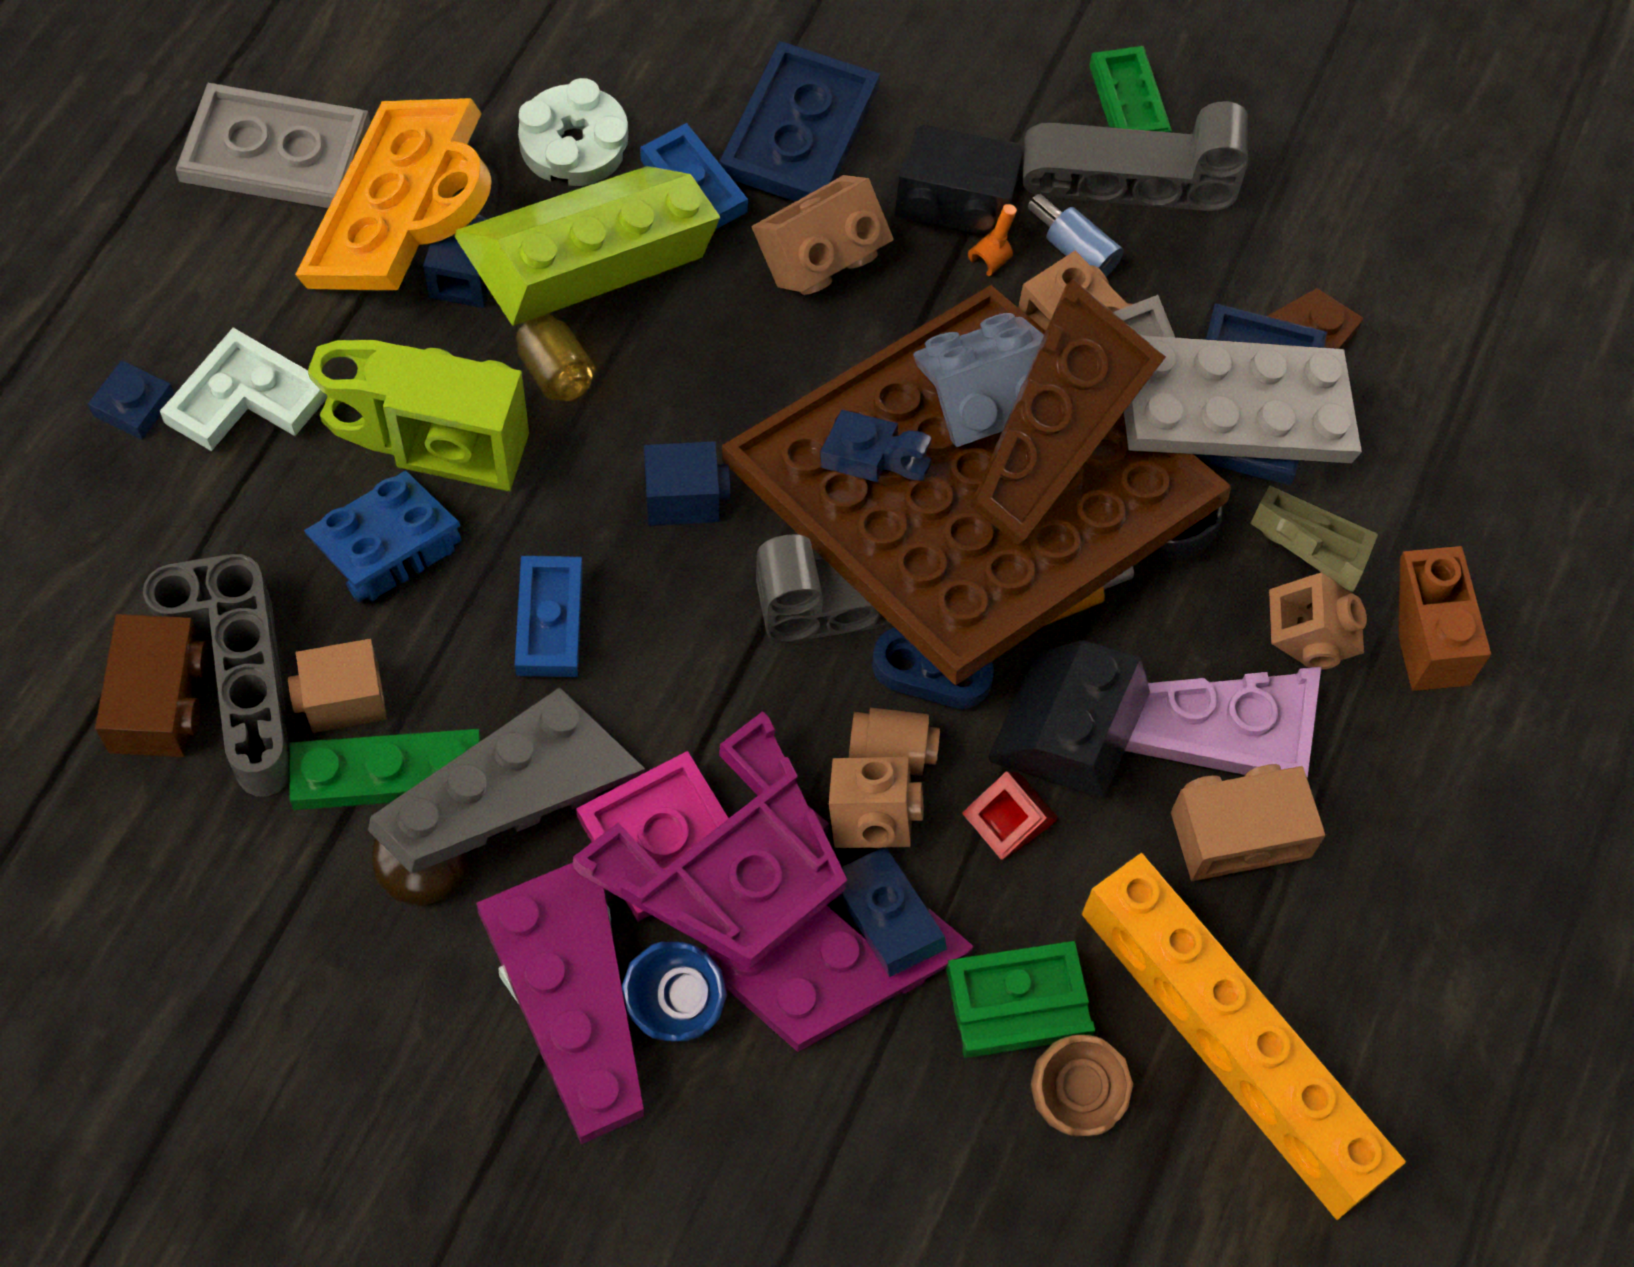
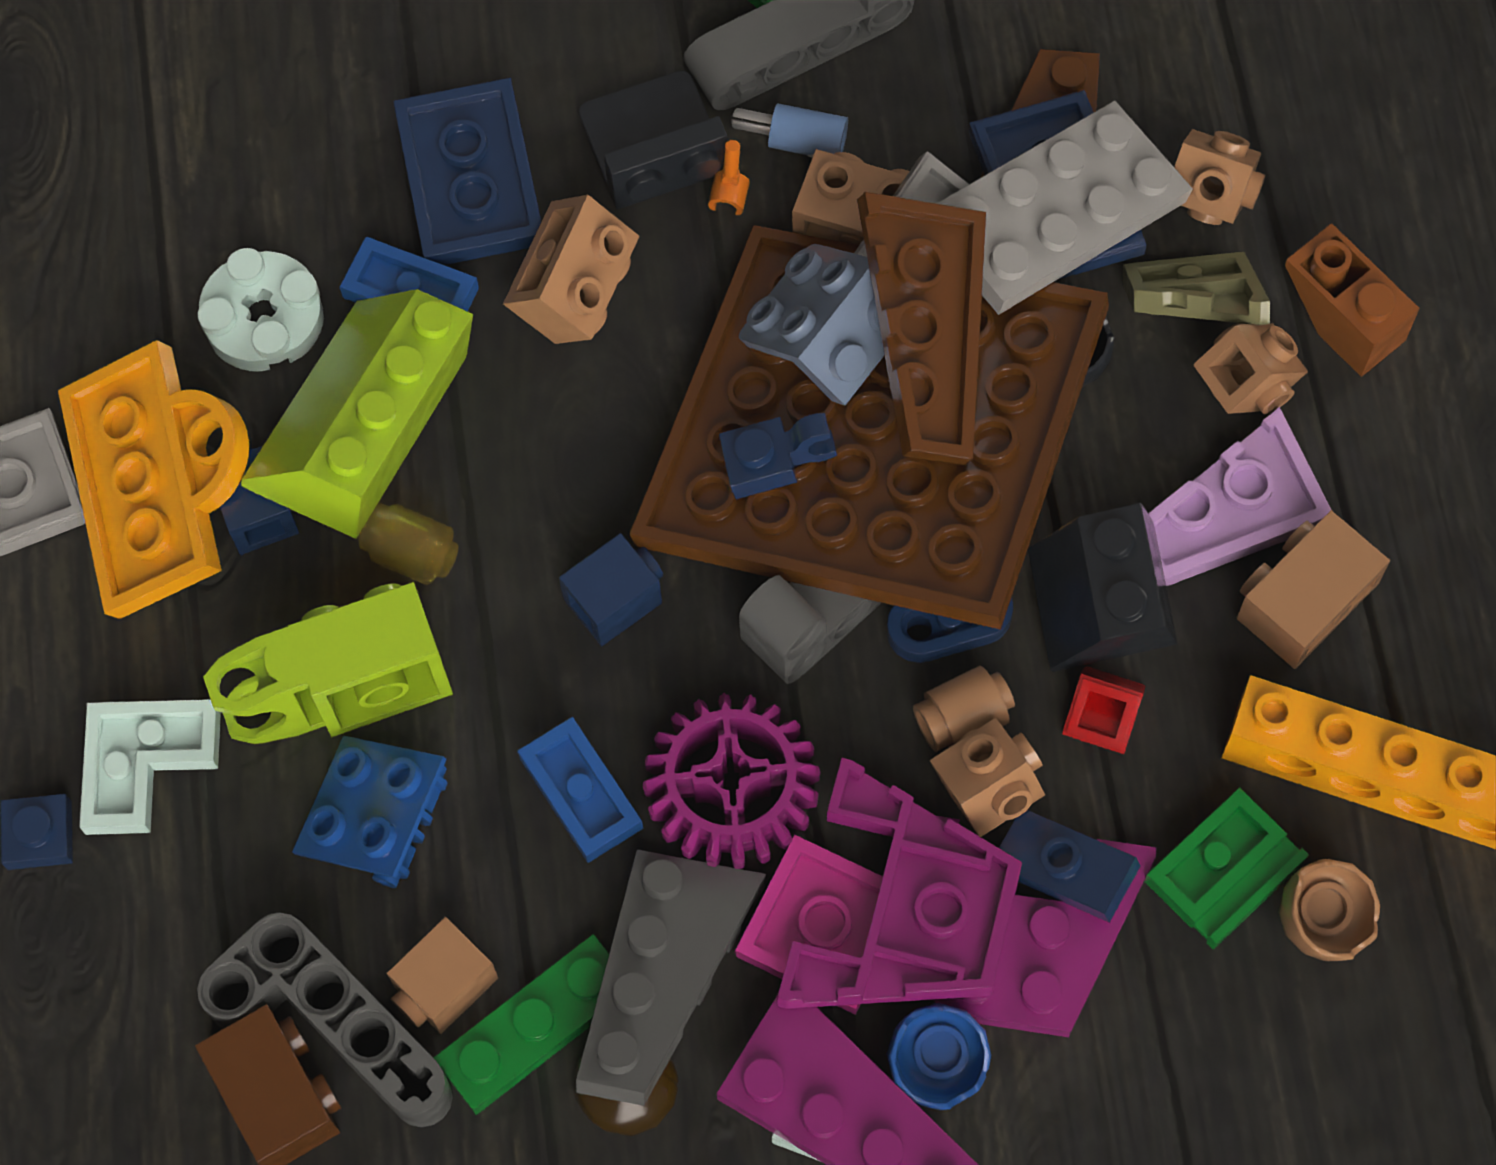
camera: 25 degrees left, 5 degrees up
(633, 654) = (755, 782): none -> magenta gear
(1394, 460) = (1221, 175): none -> medium nougat brick

